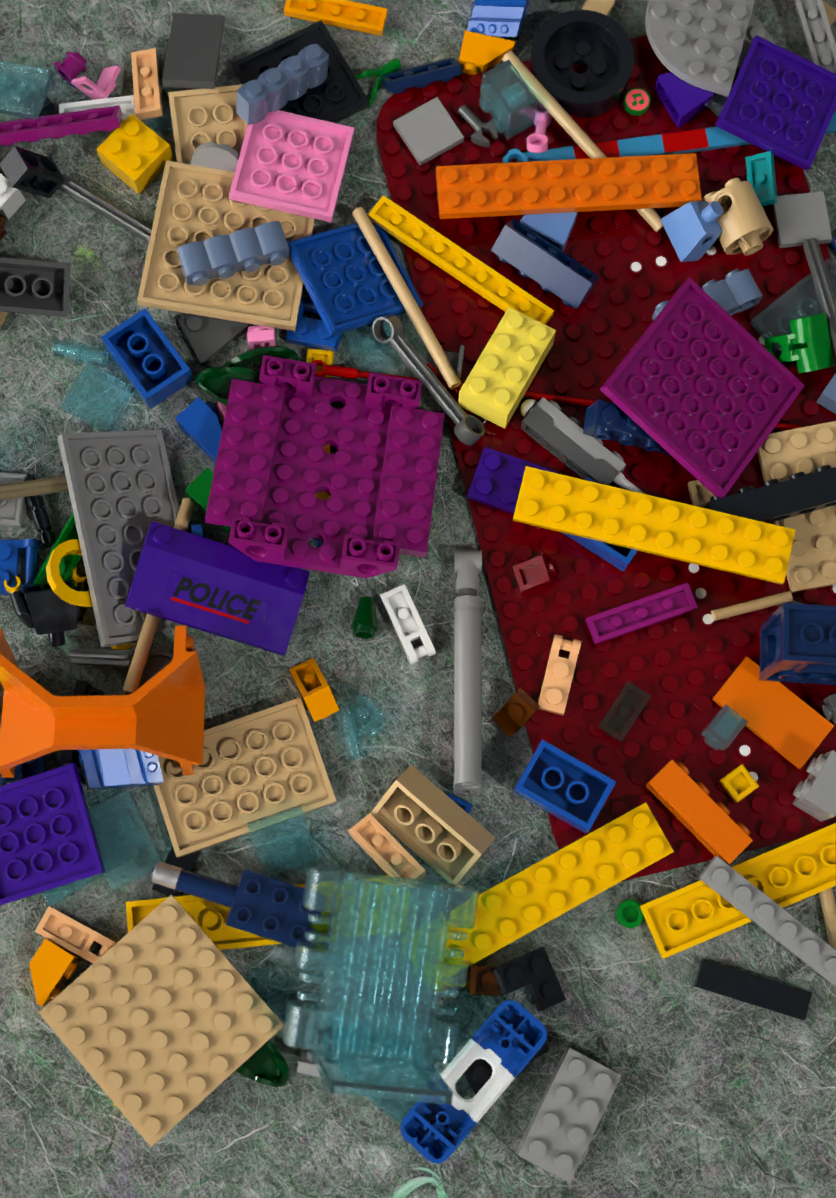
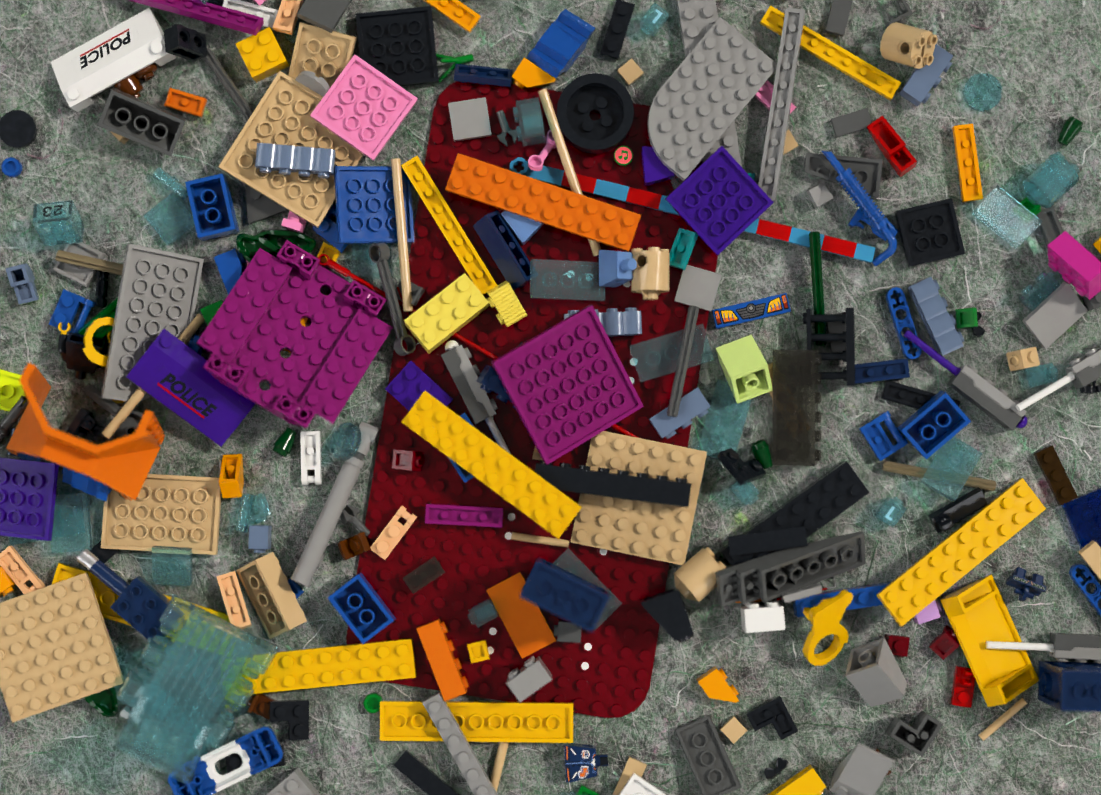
camera: 30 degrees right, 10 degrees up
(60, 248) = (185, 102): none -> orange plate
(282, 84) = (375, 49): sand blue brick -> none
(385, 755) = (260, 538): none -> sand blue brick
(445, 582) = (345, 441): none -> clear light blue tile
(492, 676) = (350, 514): none -> dark grey bar
(577, 327) = (506, 304): none -> light yellow brick
(637, 269) = (565, 280): none -> clear light blue tile
(806, 344) = (654, 380): green piece -> none

